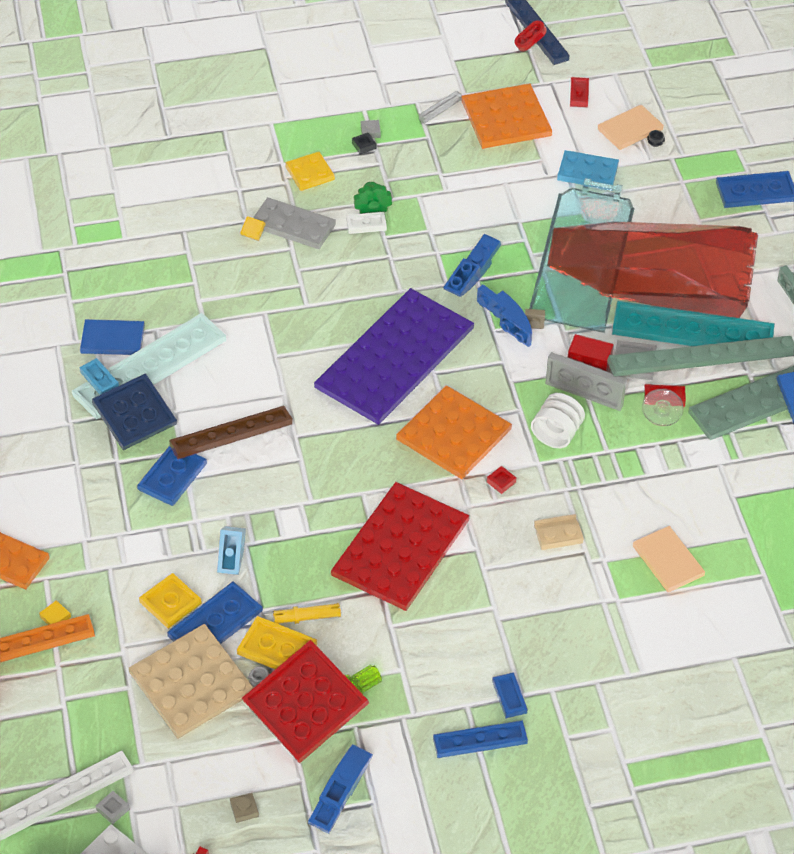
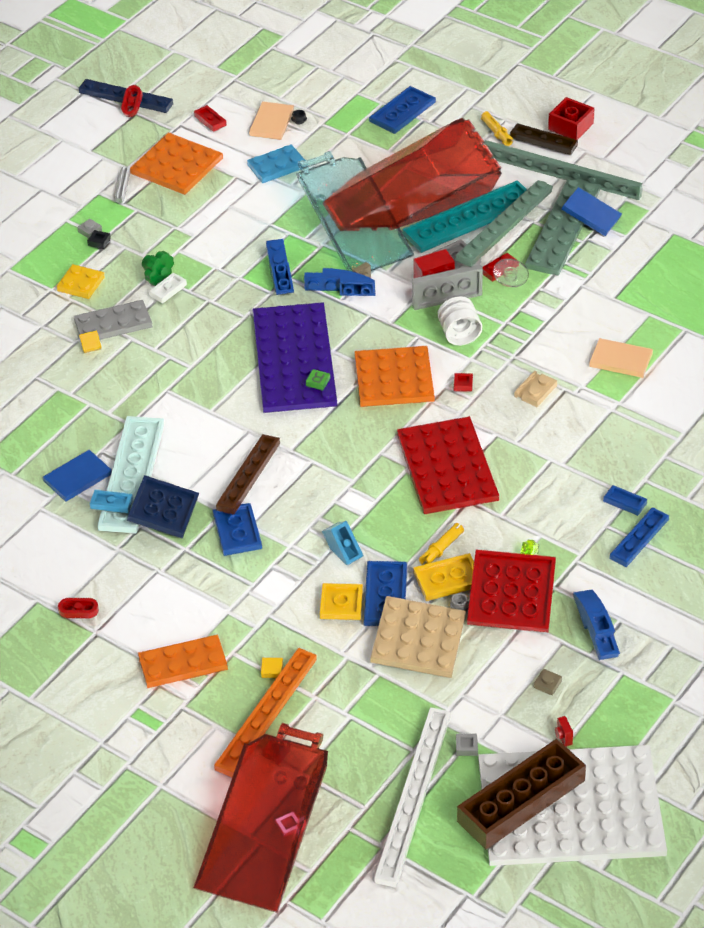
camera: 40 degrees left, 5 degrees down
(380, 389) = (318, 379): none -> bright green tile

